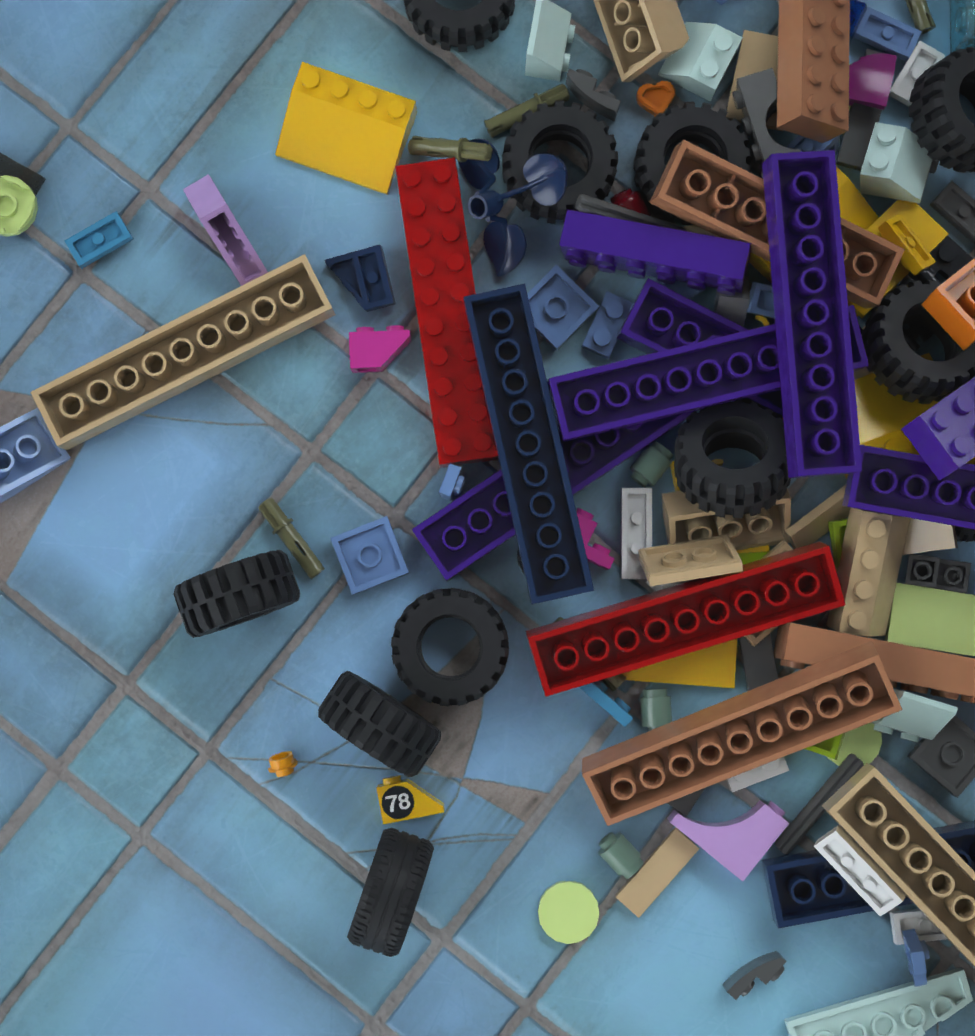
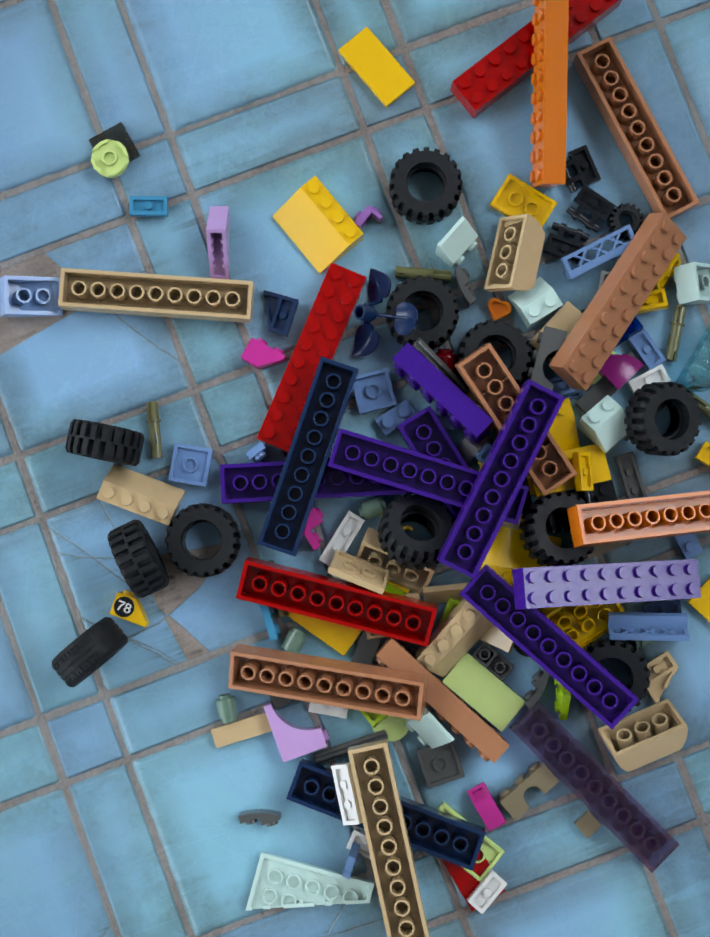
camera: 30 degrees right, 0 degrees up
(282, 763) = (75, 548): light orange plate -> none
(327, 636) = (141, 494): none -> tan slope
(404, 70) = (362, 218): none -> medium lavender bracket
(446, 148) = (372, 274): olive axle -> none
(568, 912) = (180, 722): yellowish green tile -> none

